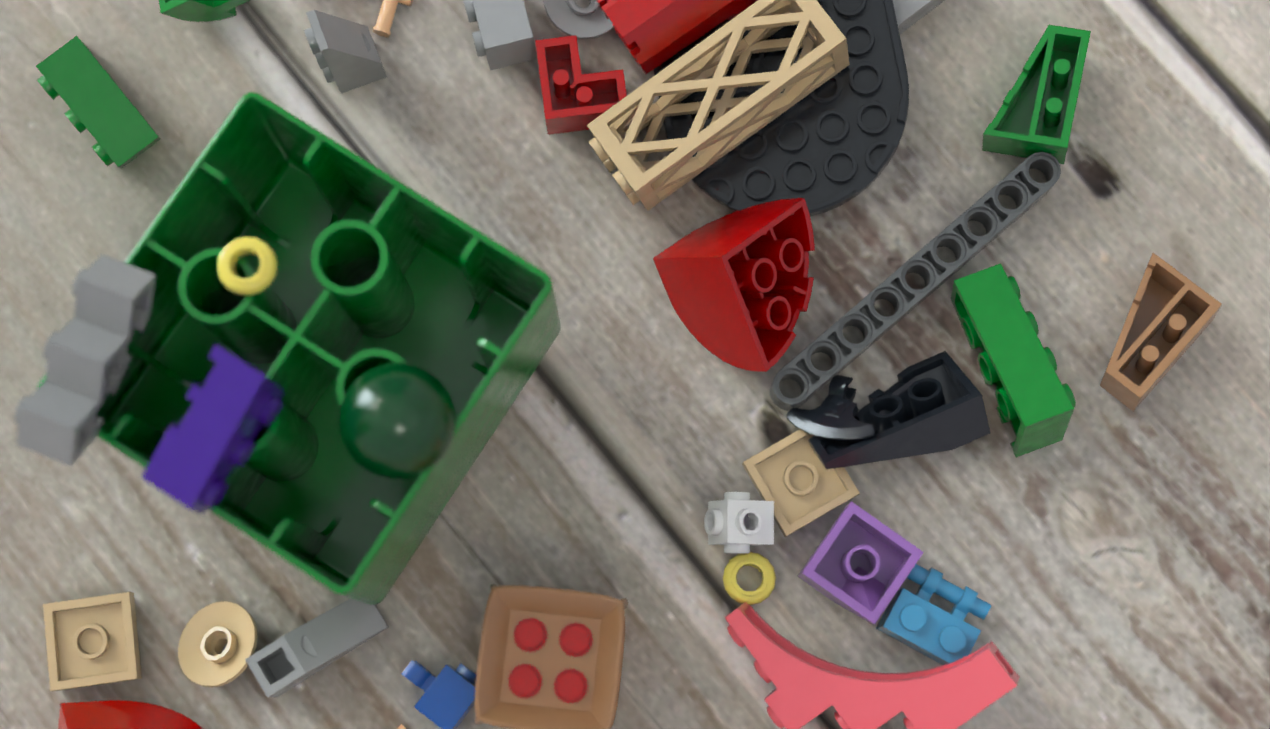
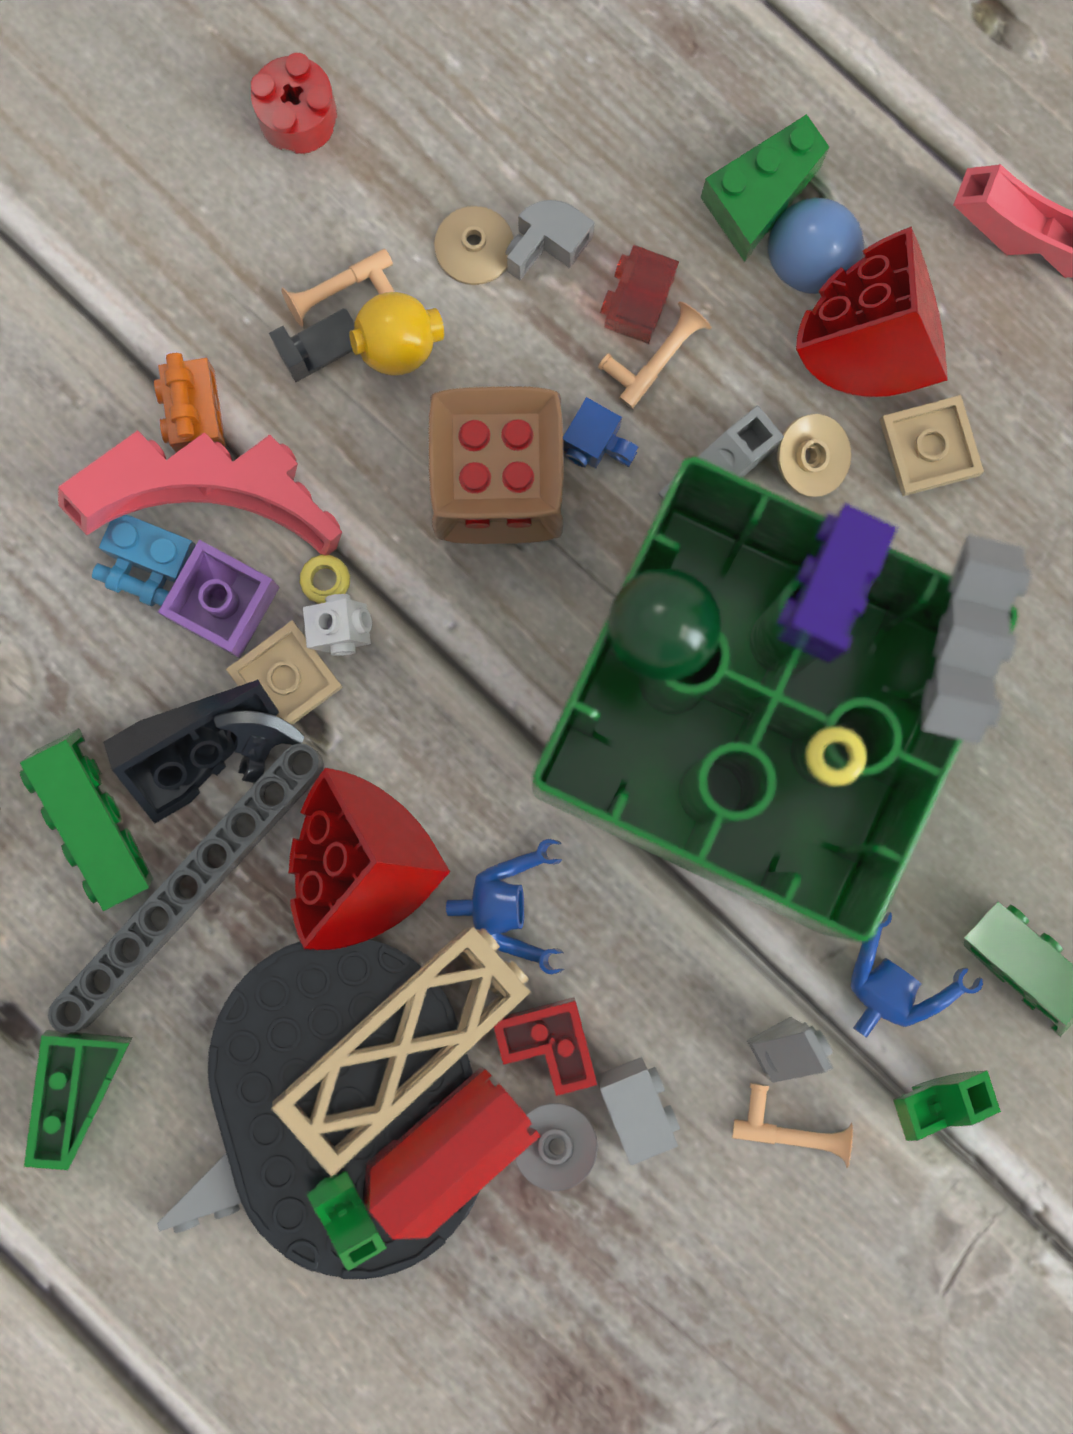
camera: 170 degrees right, 5 degrees up
(232, 86) = (892, 991): none -> blue piece
(608, 224) = (500, 905): none -> blue piece

